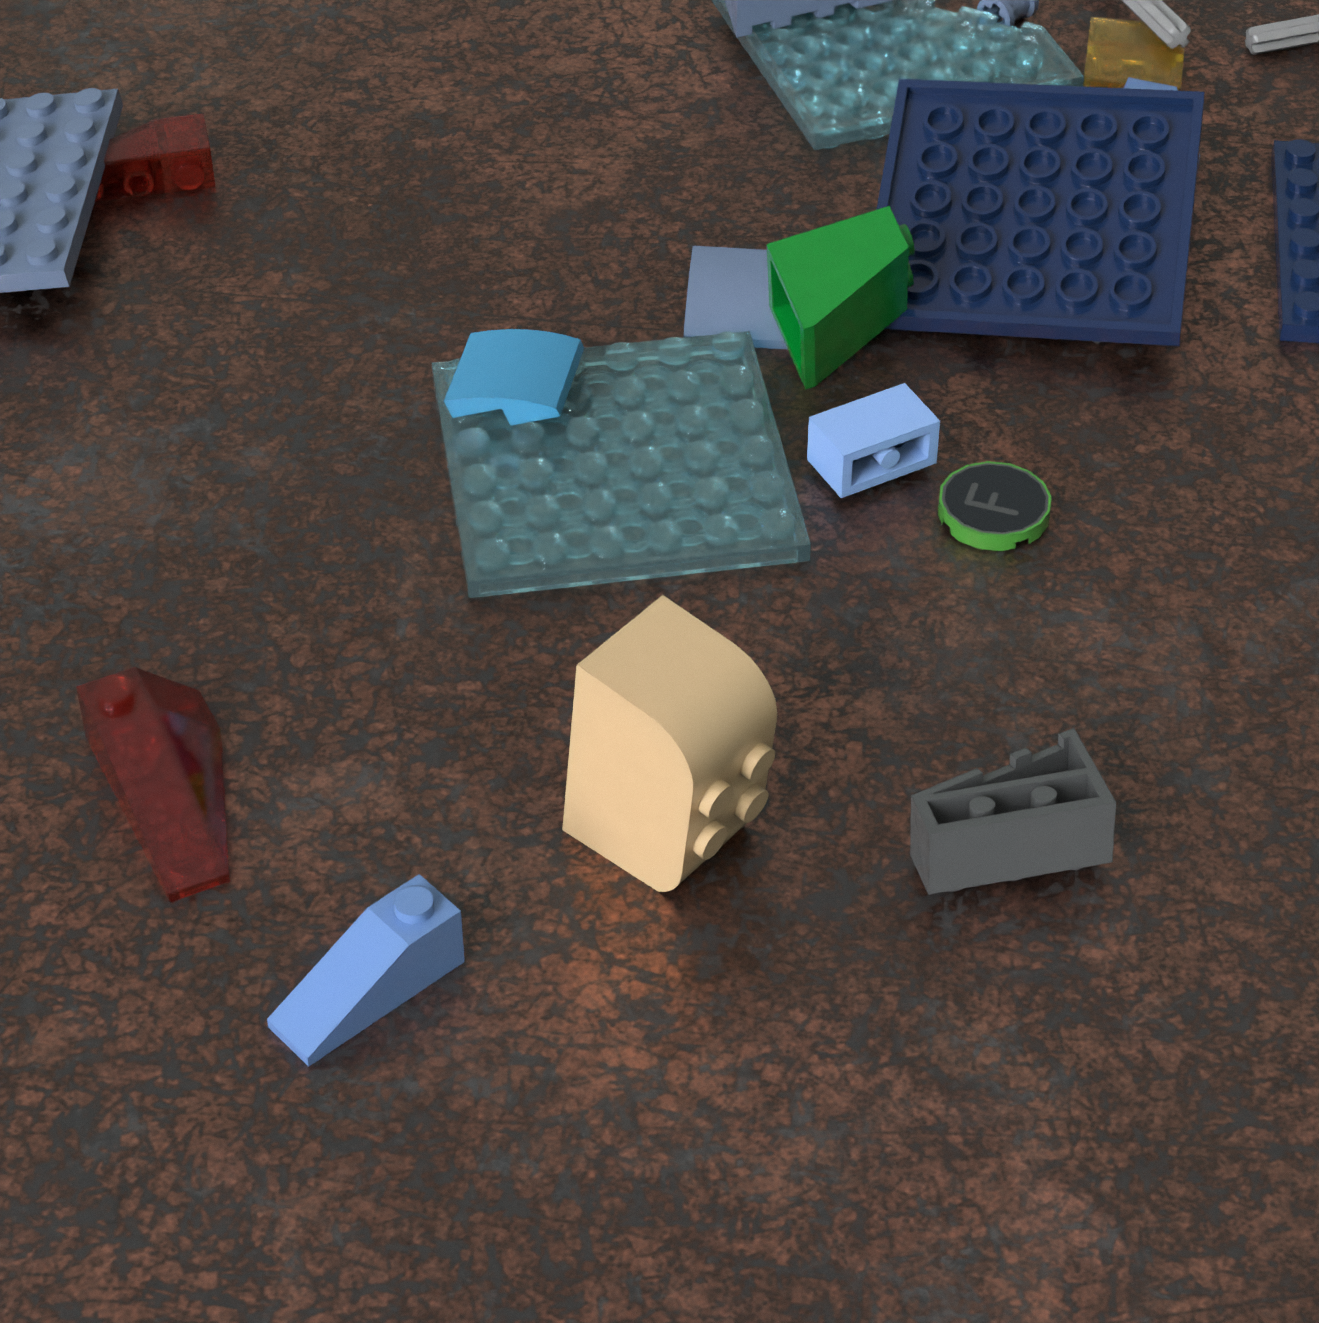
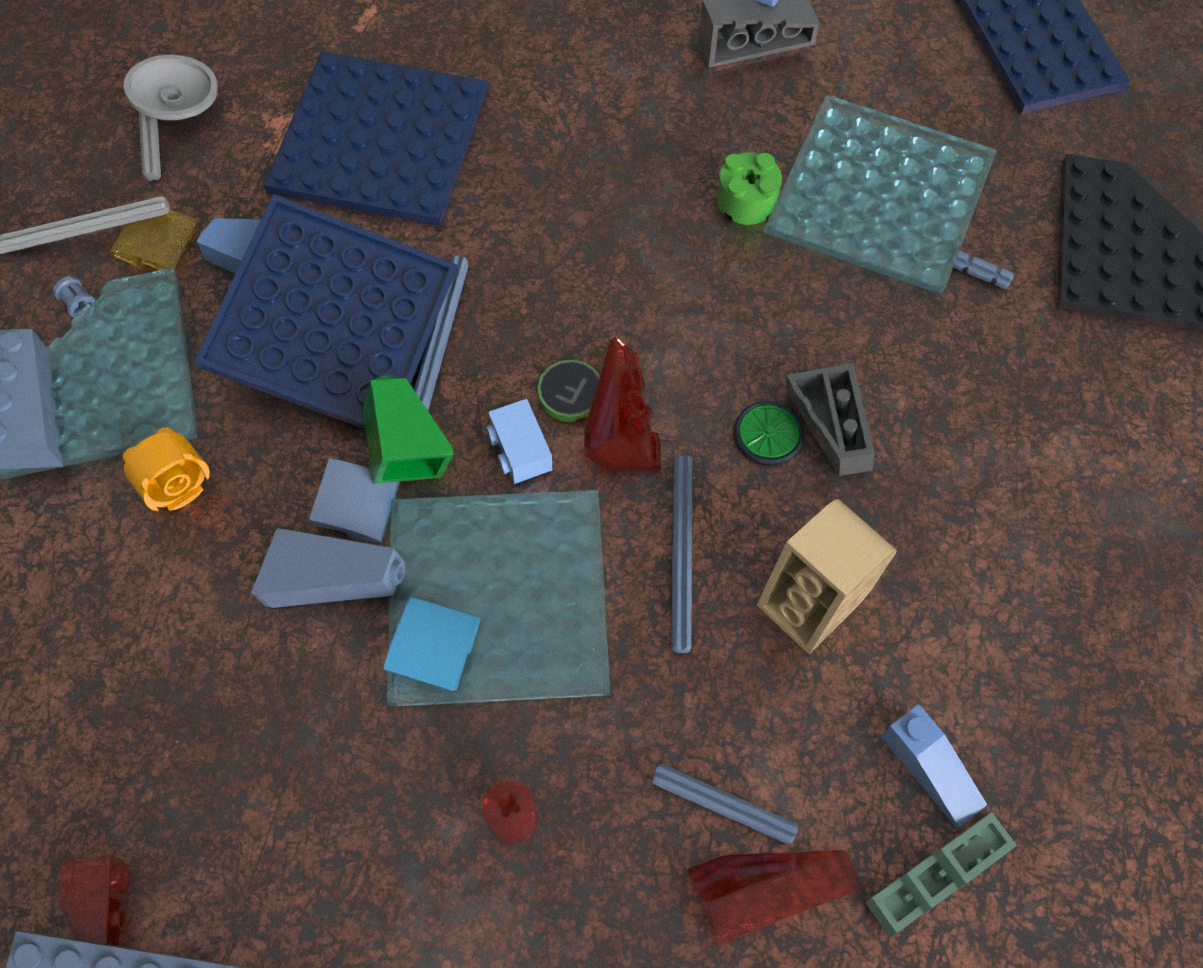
camera: 85 degrees left, 20 degrees up
(189, 987) = (940, 874): none -> sand green slope
(267, 471) = (504, 798): none -> clear red piece
(297, 726) = (725, 804): none -> sand blue axle
(617, 269) = (325, 569): none -> sand blue slope
(742, 110) = (165, 470): none -> light orange brick
(766, 650) = (682, 555): none -> sand blue axle
(952, 560) = (618, 421): none -> clear red wedge
(969, 742) = (769, 432): none -> green wheel
(1050, 352) = (438, 339): none -> sand blue axle

